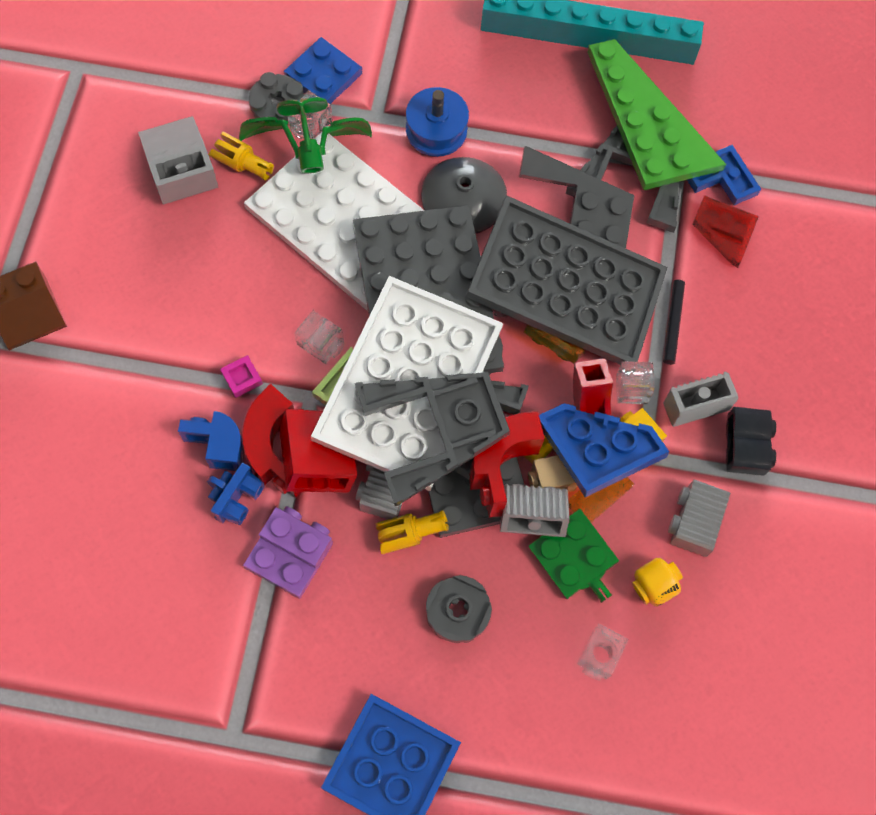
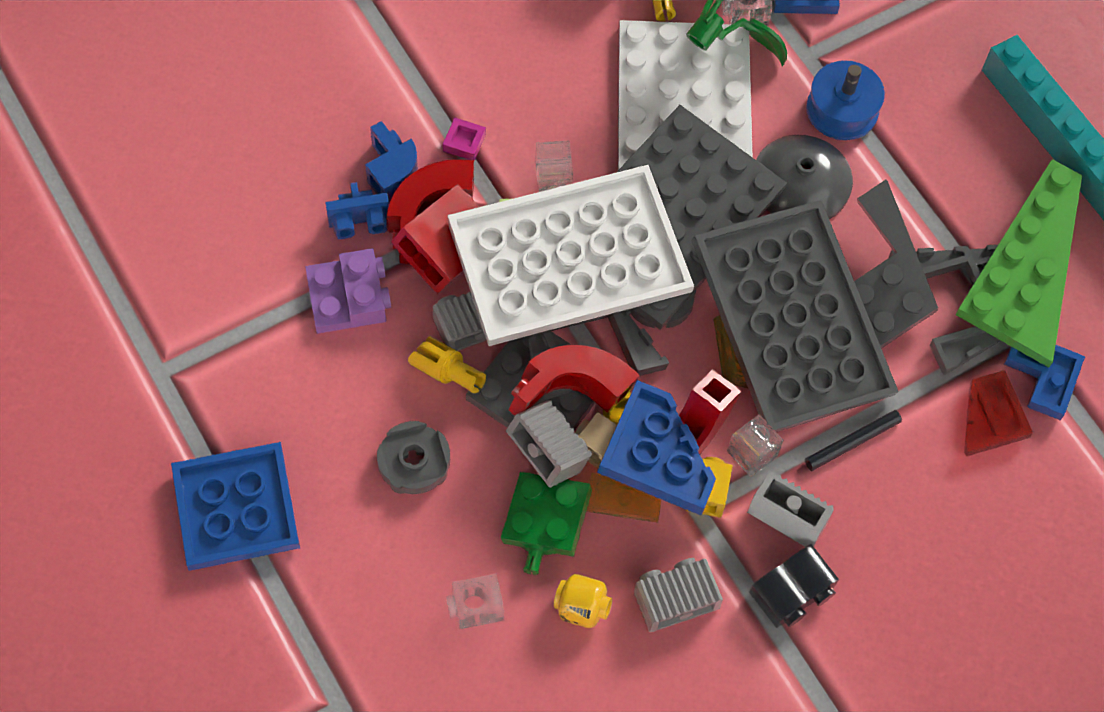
camera: 50 degrees right, 5 degrees down
(465, 416) = (570, 317): dark grey wing -> none

